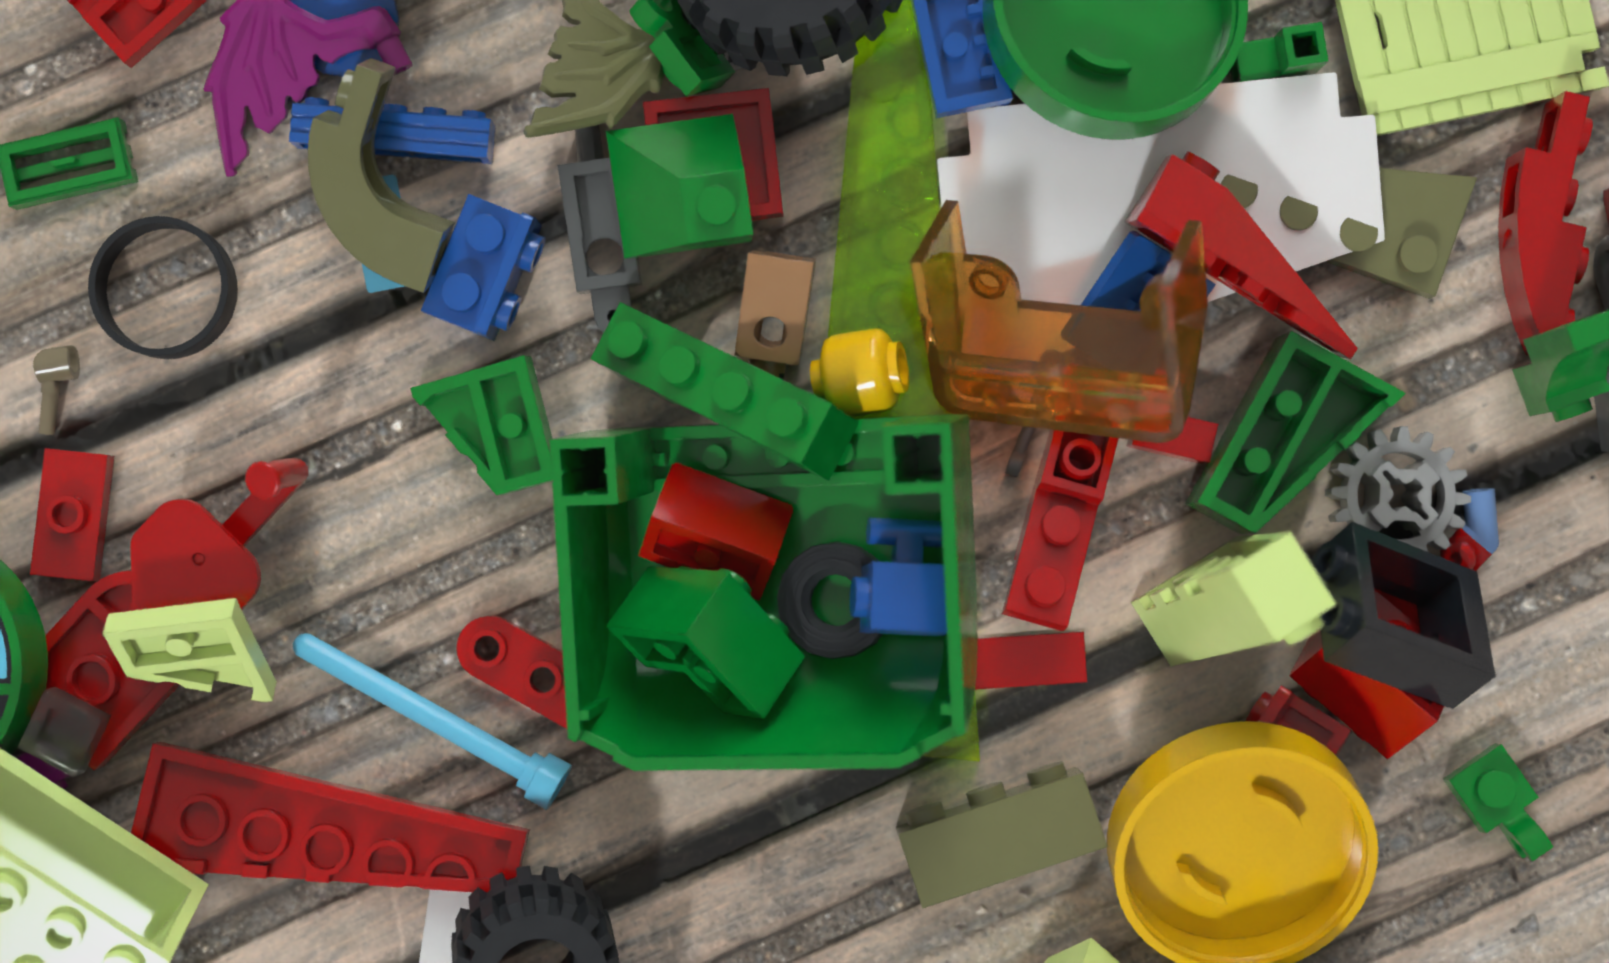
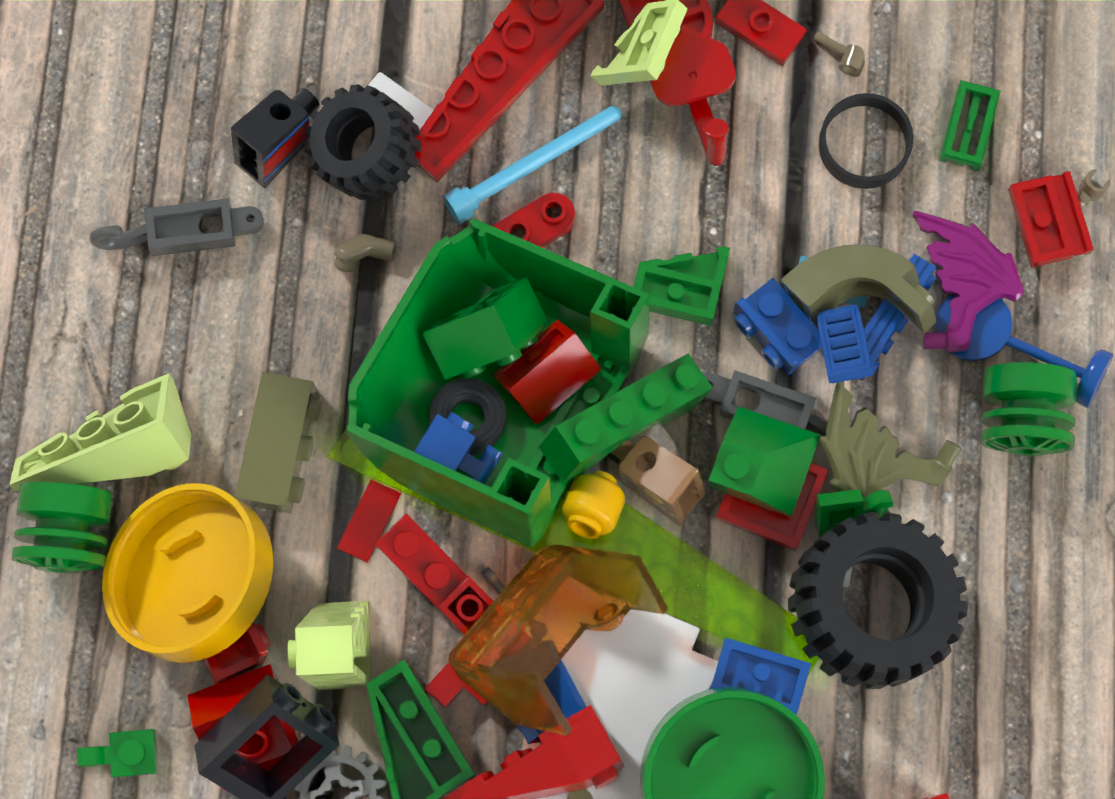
camera: 120 degrees right, 10 degrees down
(468, 157) = (844, 340): none -> blue slope
(675, 881) = (361, 246): none -> dark tan arm

